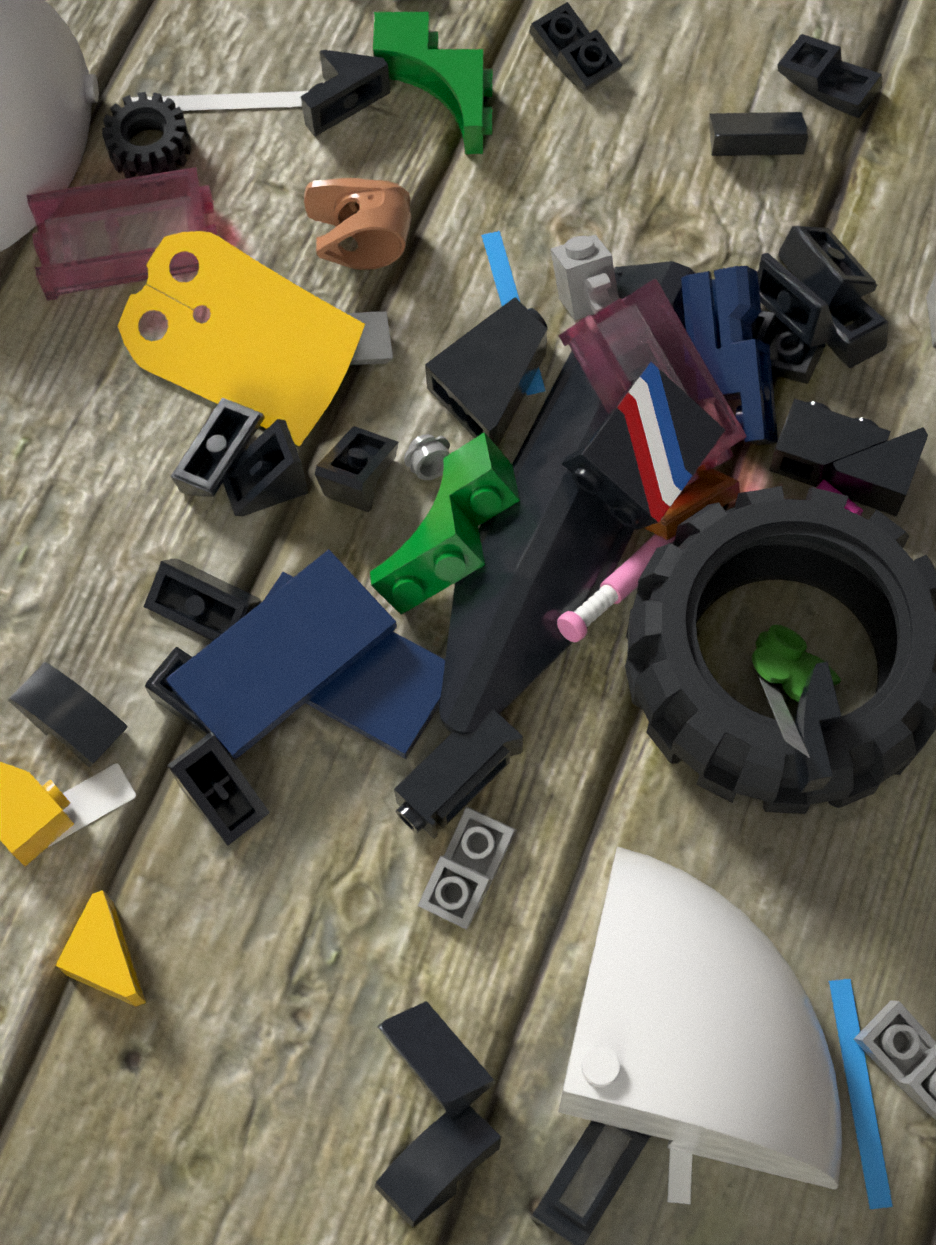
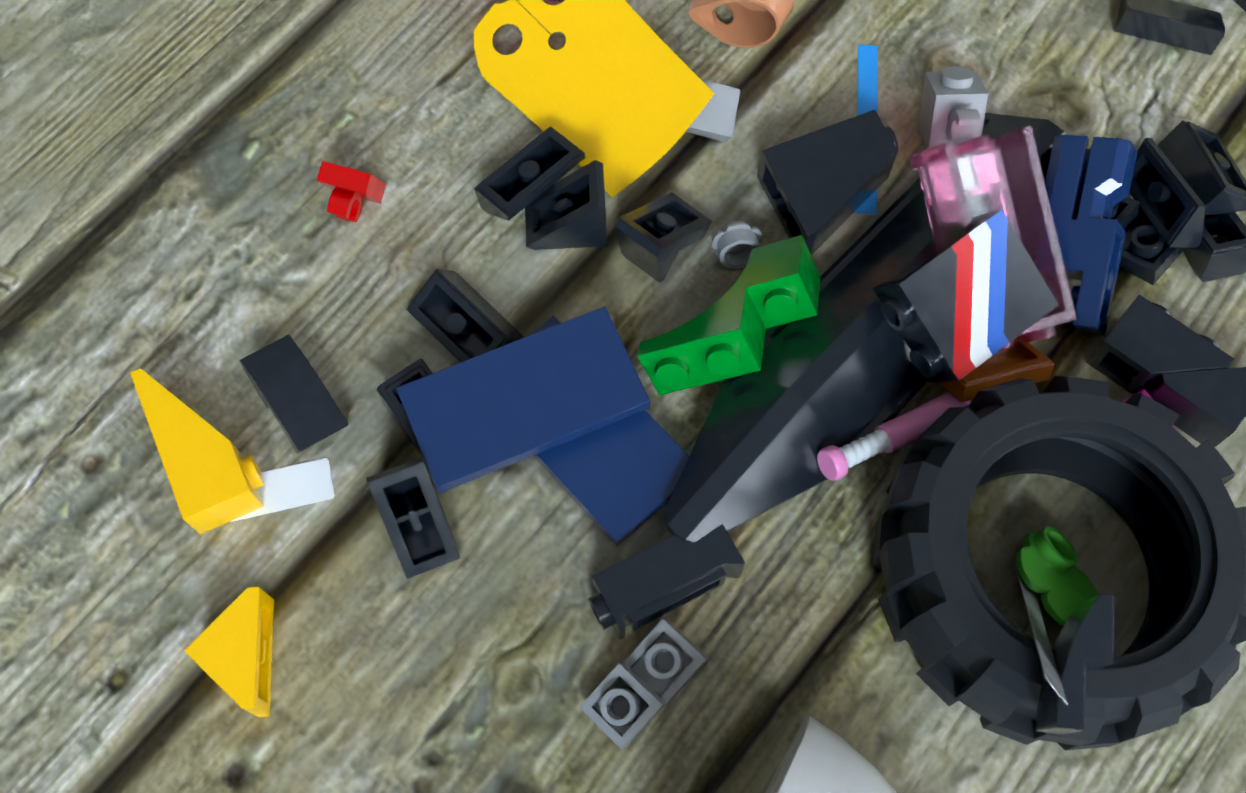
camera: 15 degrees right, 0 degrees up
(53, 511) = (349, 189): none -> red tile

